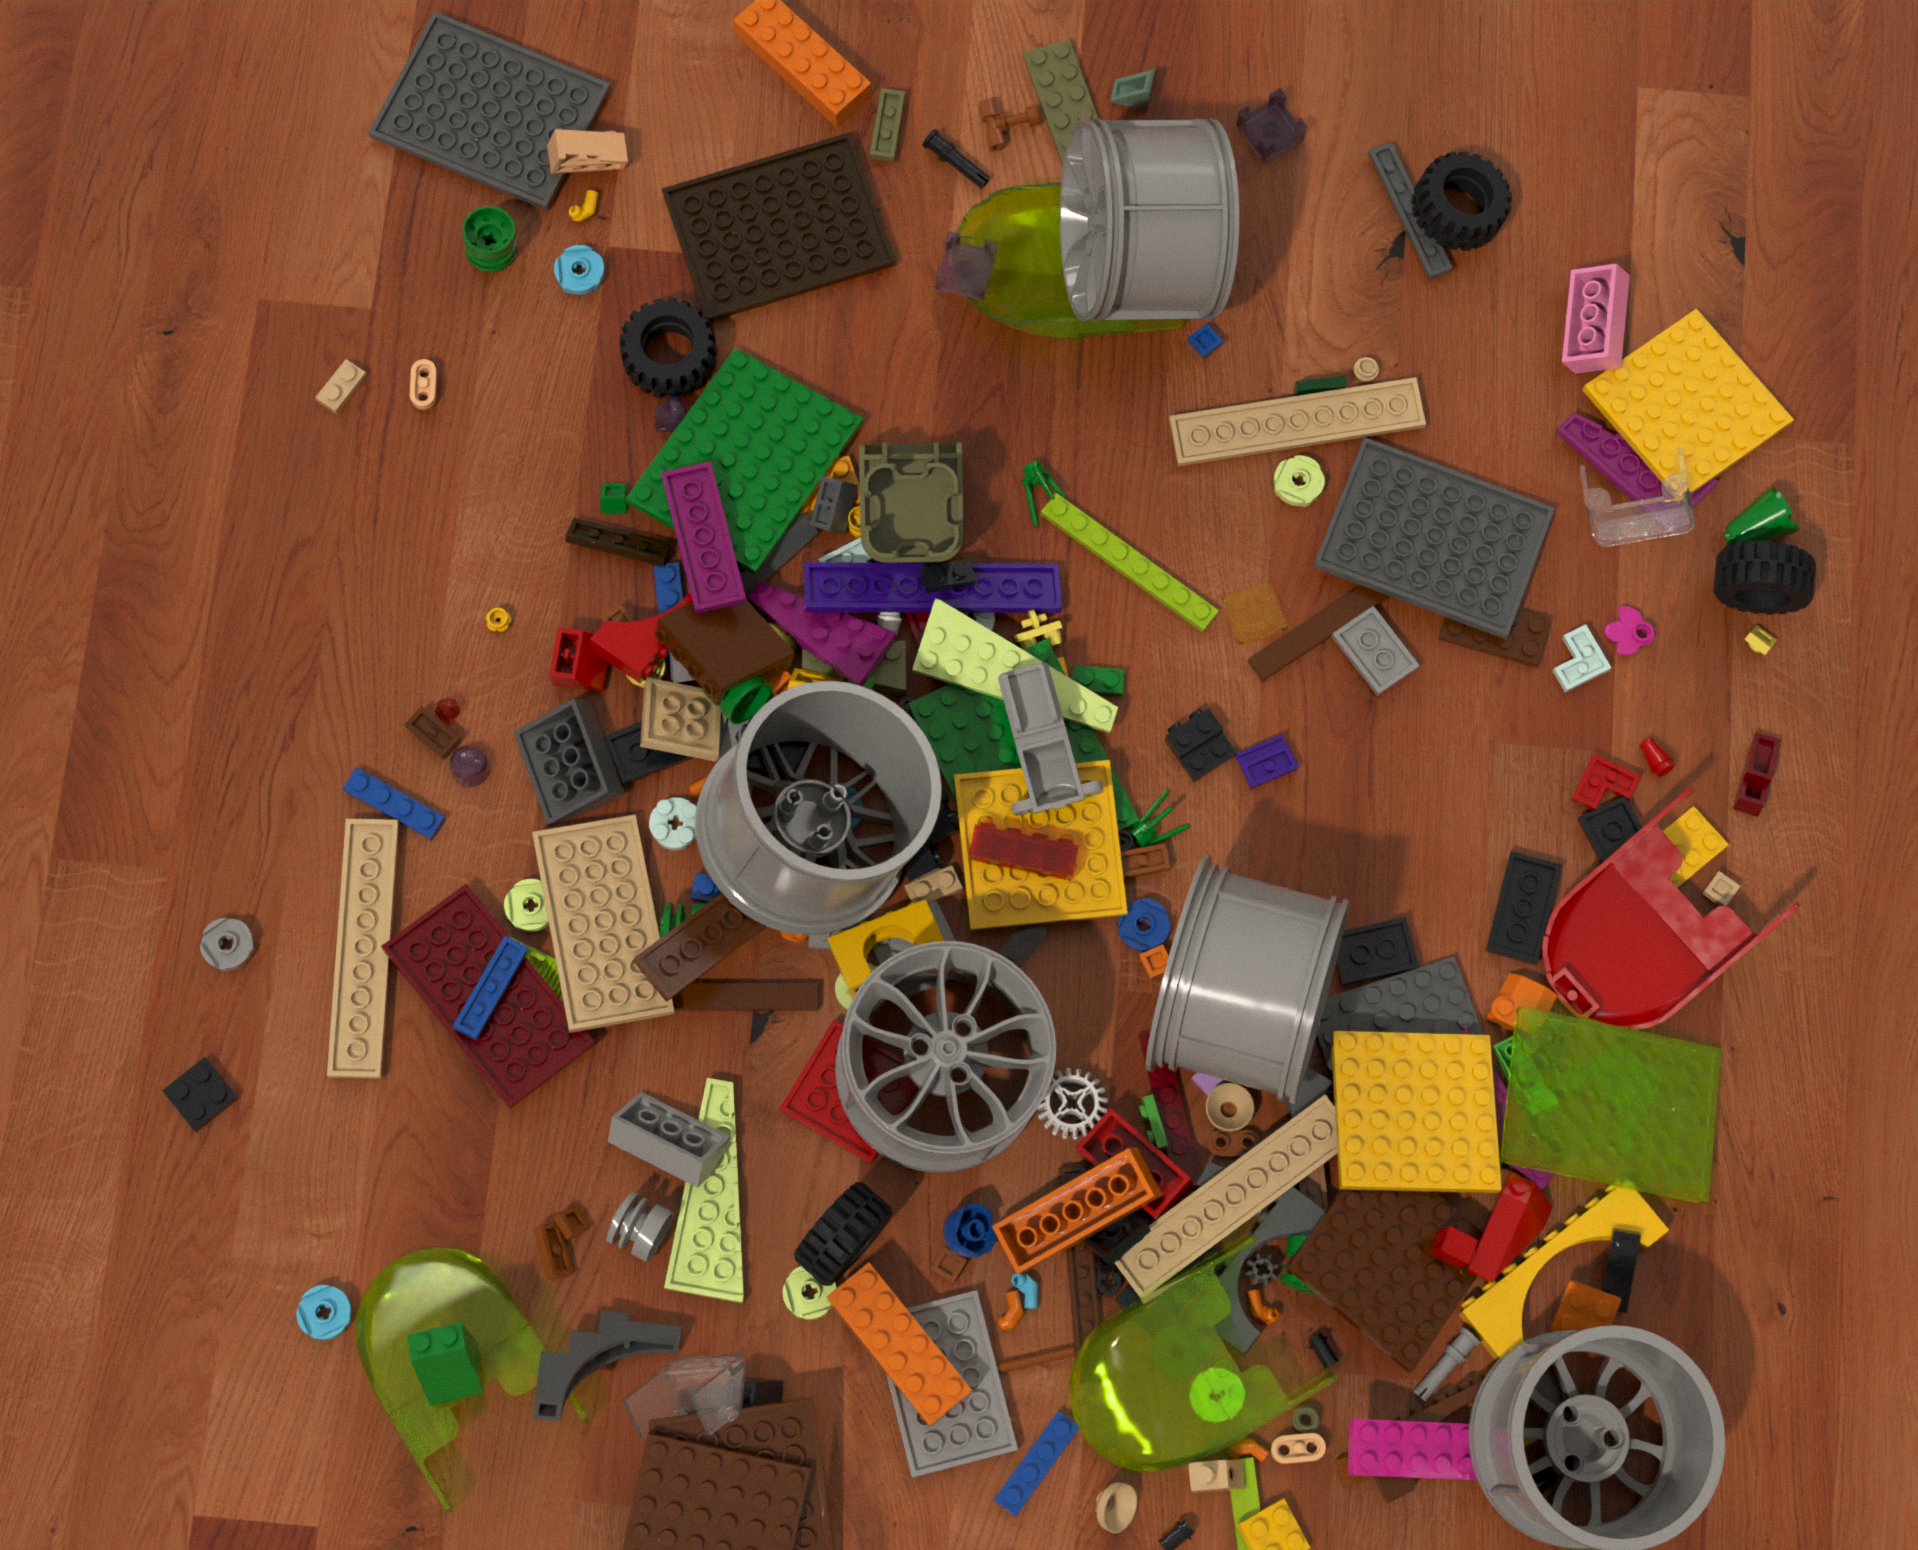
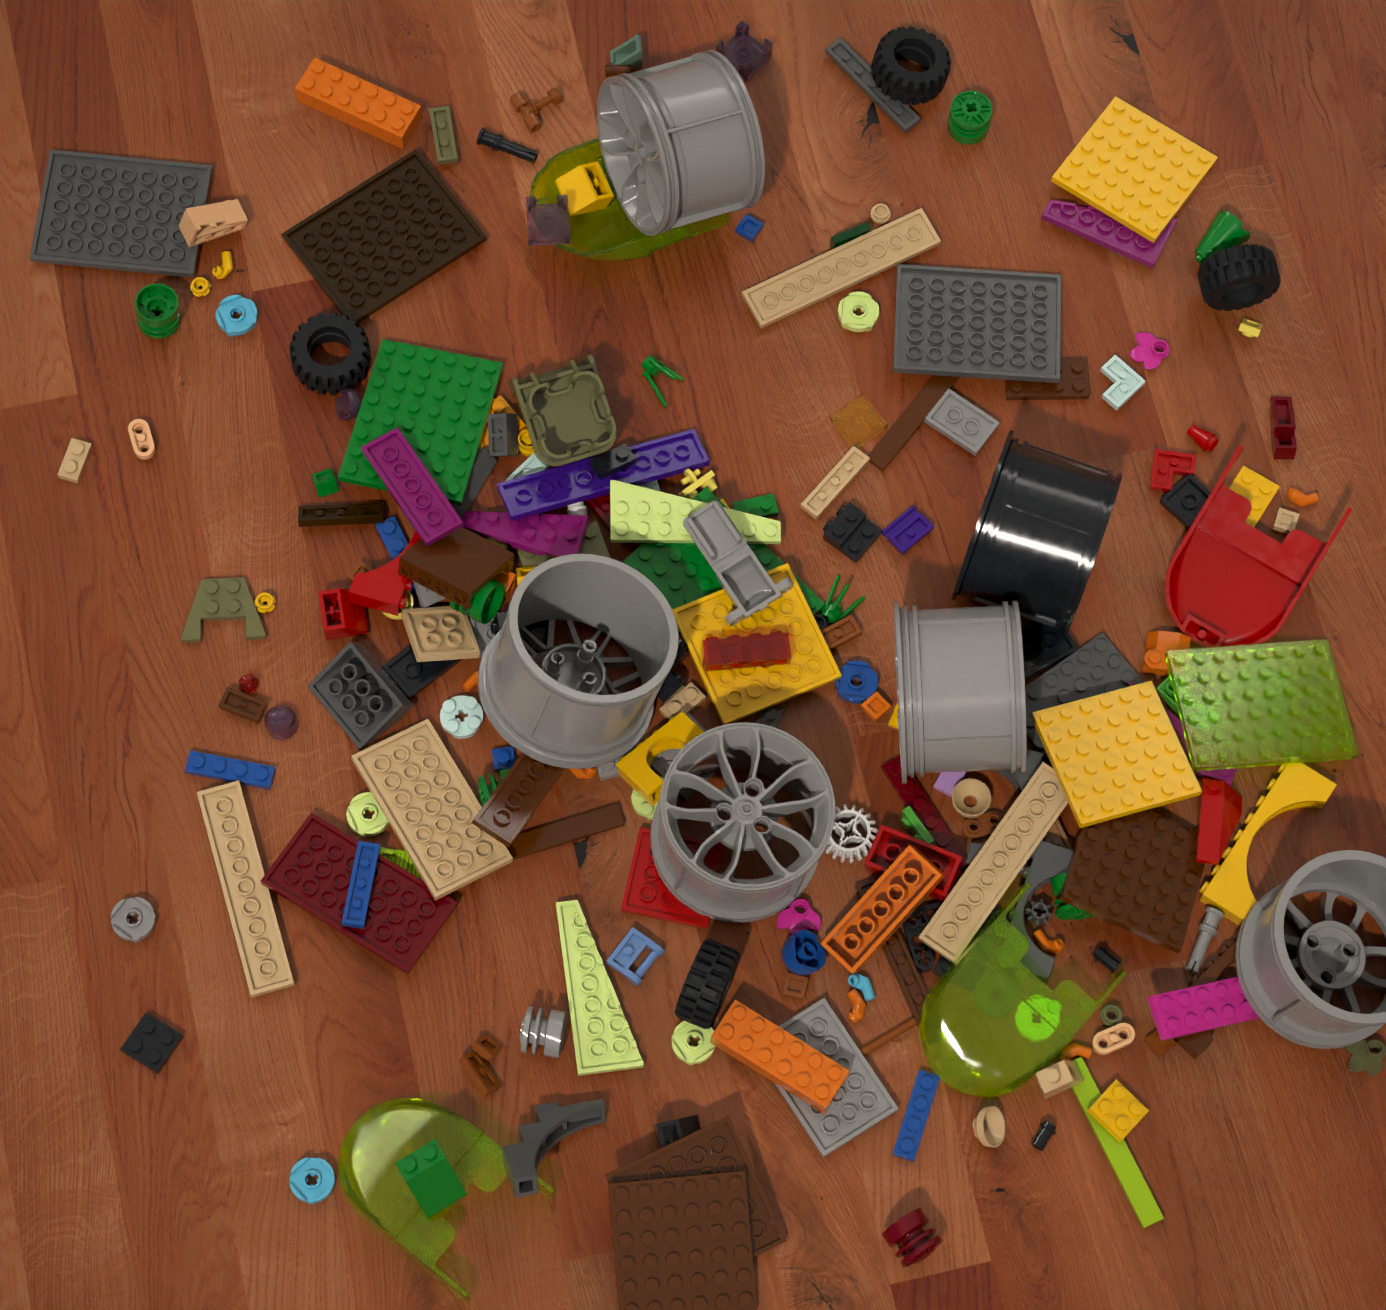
camera: 20 degrees left, 5 degrees down
(450, 602) = (222, 601): none -> olive wing
(547, 218) = (198, 282): none -> yellow plate
(668, 1139) = (541, 958): light grey slope -> none
(691, 1384) = (633, 1136): clear windscreen -> none
(772, 1162) = (629, 951): none -> medium blue plate
(980, 1190) = (797, 921): none -> dark pink plate
(1025, 239) = (585, 189): none -> yellow slope
(1059, 90) = (571, 75): olive plate -> none
(1115, 106) = (612, 70): none -> reddish brown pin
(1117, 1238) = (921, 921): black plate -> none
(1130, 562) = (749, 412): lime plate -> none
(1200, 678) = (835, 482): none -> tan plate
(1406, 820) = (1038, 533): none -> black wheel
(1454, 1247) = (1180, 846): red brick -> none
(1511, 284) = (969, 117): none -> green wheel
(1523, 908) = (1142, 580): black plate -> none
(1584, 1308) = (1289, 859): orange plate -> none
(1595, 318) = (1043, 124): bright pink brick -> none
(1621, 1265) = (1309, 826): black plate -> none
(1643, 518) = (1130, 262): clear windscreen -> none
(1749, 868) = (1300, 498): none -> orange arm

